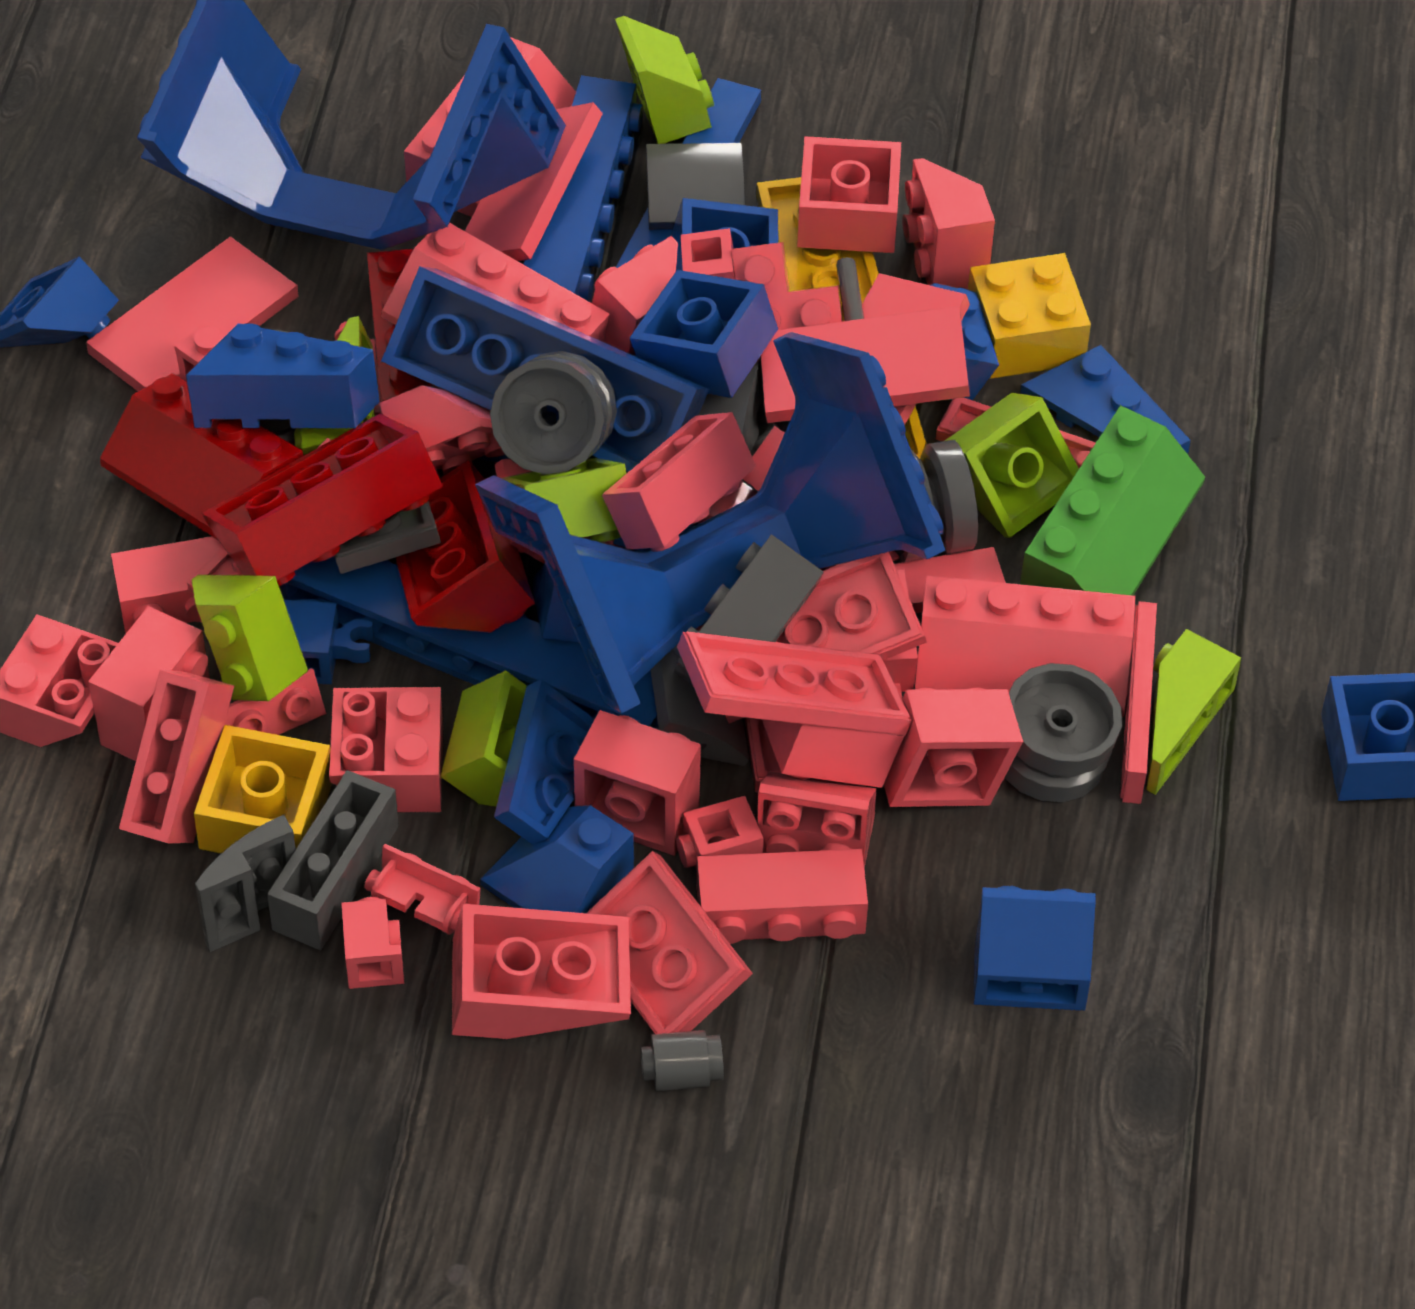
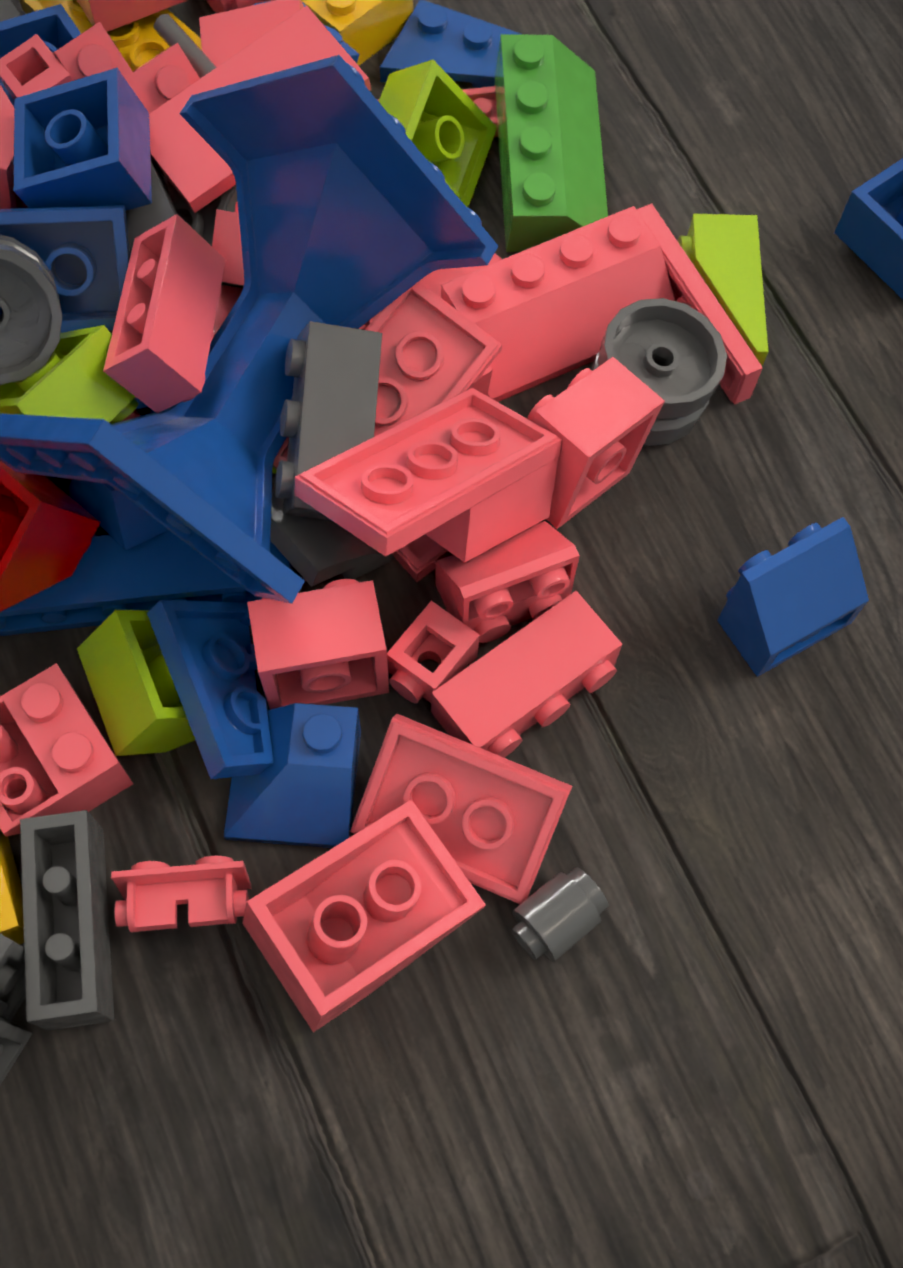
camera: 35 degrees left, 15 degrees up
(371, 944) = (163, 985): coral brick -> none

